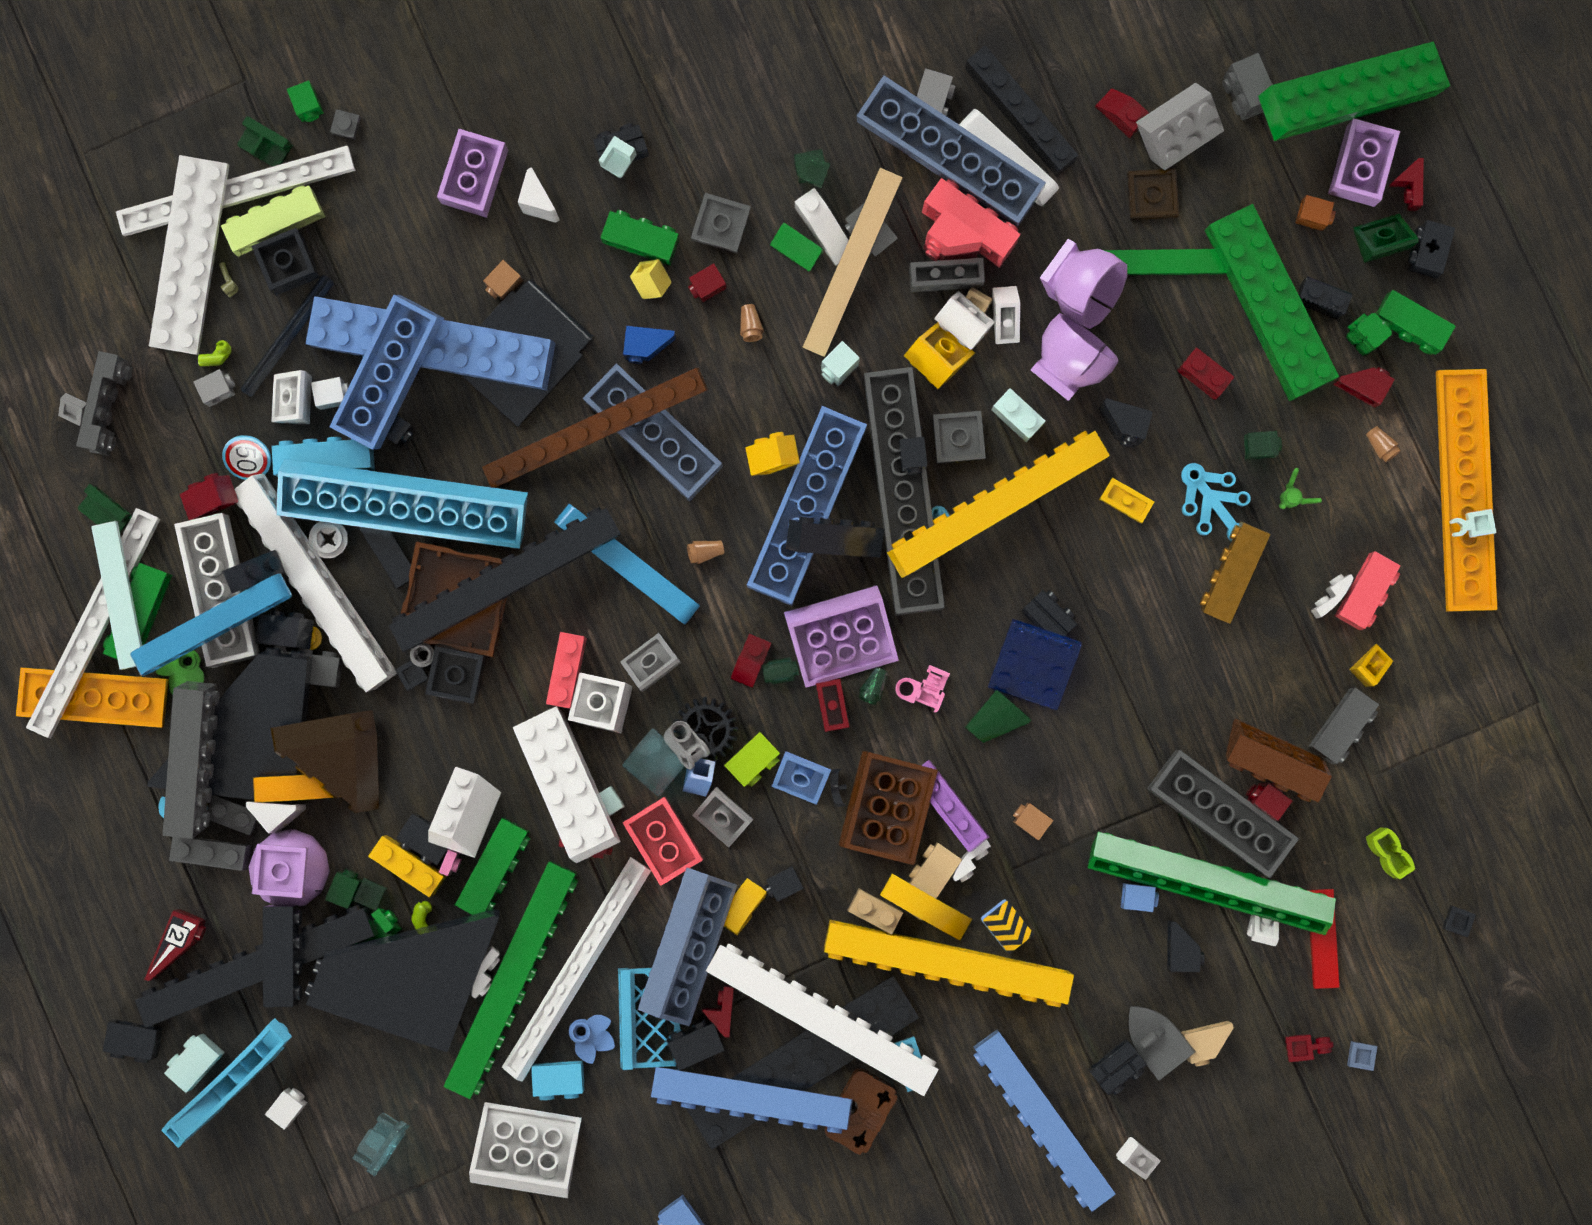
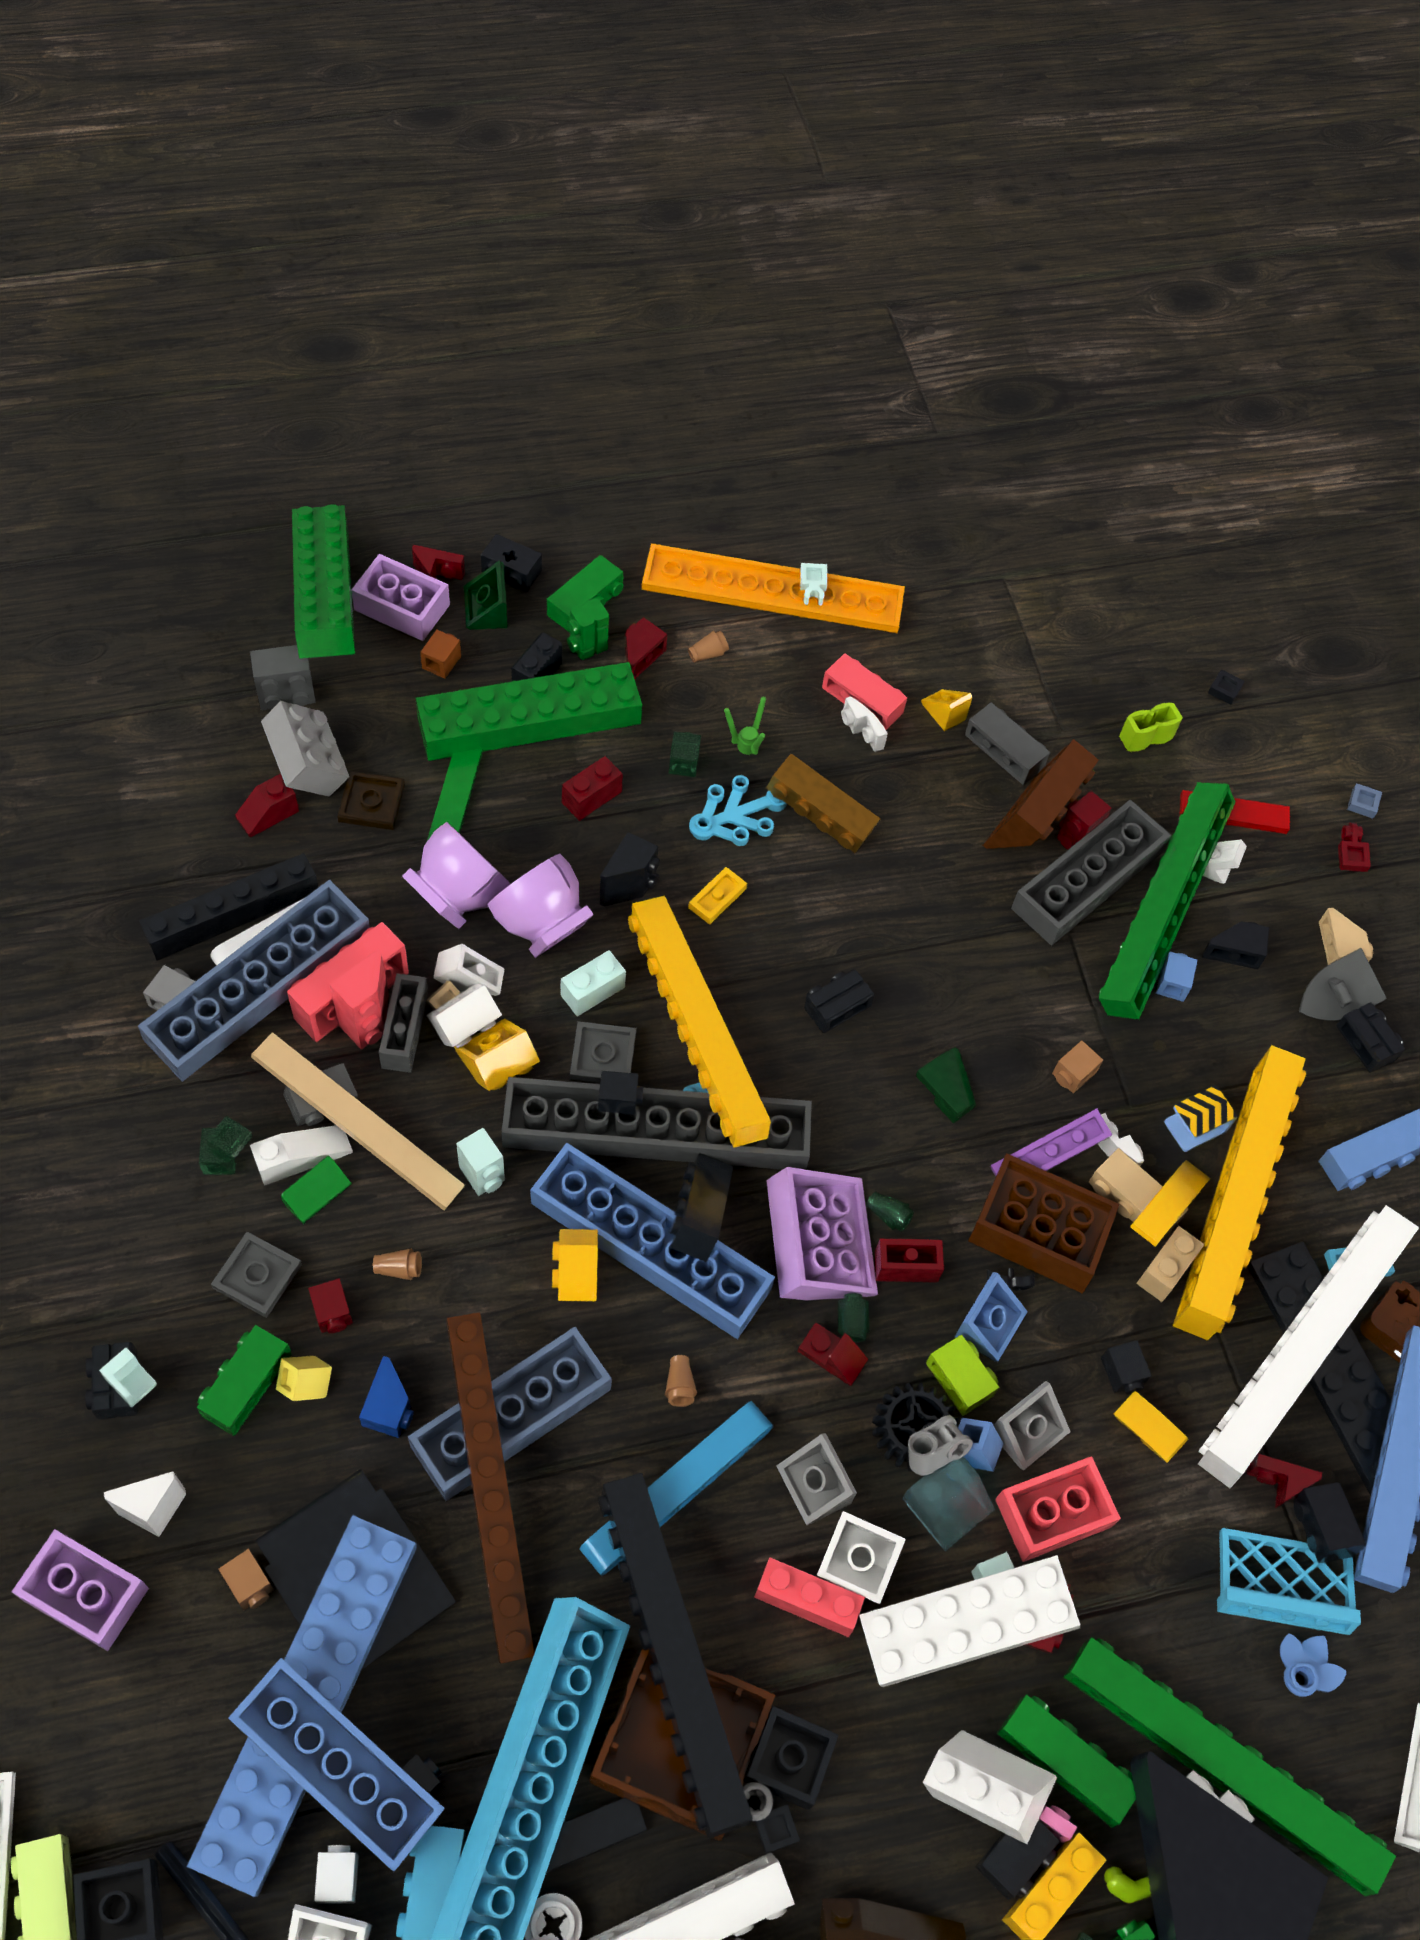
camera: 85 degrees left, 25 degrees down
(558, 1079) = (1367, 1722): medium azure brick -> none
(576, 969) = (1222, 1670): white plate -> none
(687, 947) = (1205, 1501): sand blue brick -> none
(929, 692) = (905, 1152): bright pink piece -> none
(1034, 664) = (893, 1025): clear blue plate -> none

